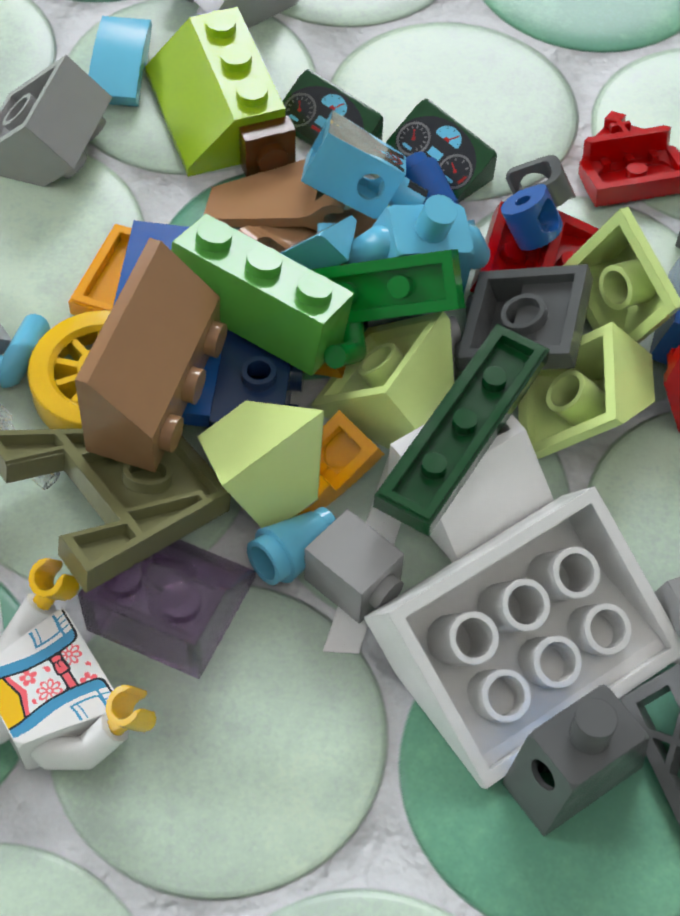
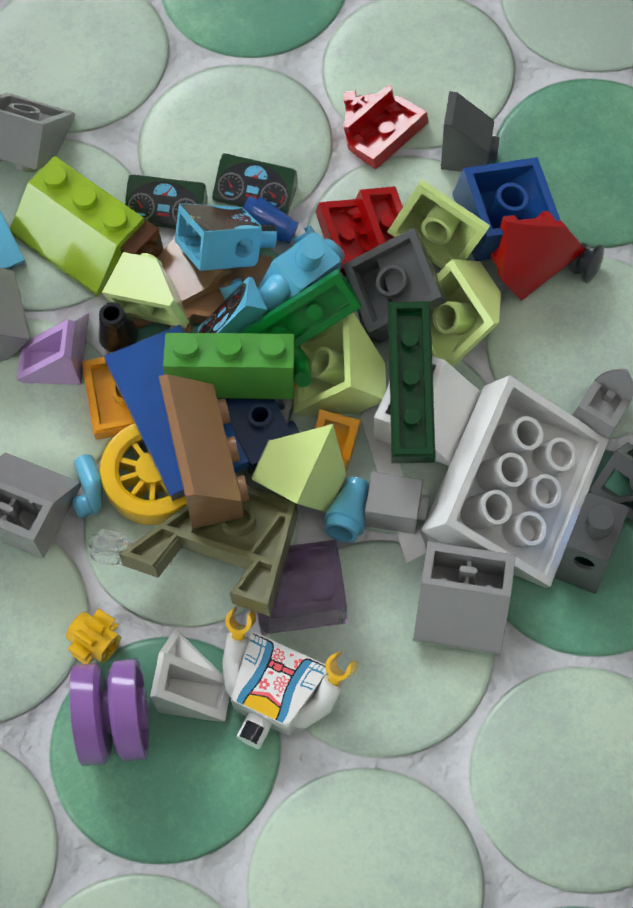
camera: 25 degrees left, 10 degrees up
(98, 199) = (55, 354): none -> lavender slope
(174, 198) = (116, 328): none -> black cone
(232, 181) = (145, 290): none -> yellowish green slope
(358, 728) = (464, 598): none -> light grey slope
(533, 210) = (346, 201): blue leg -> none

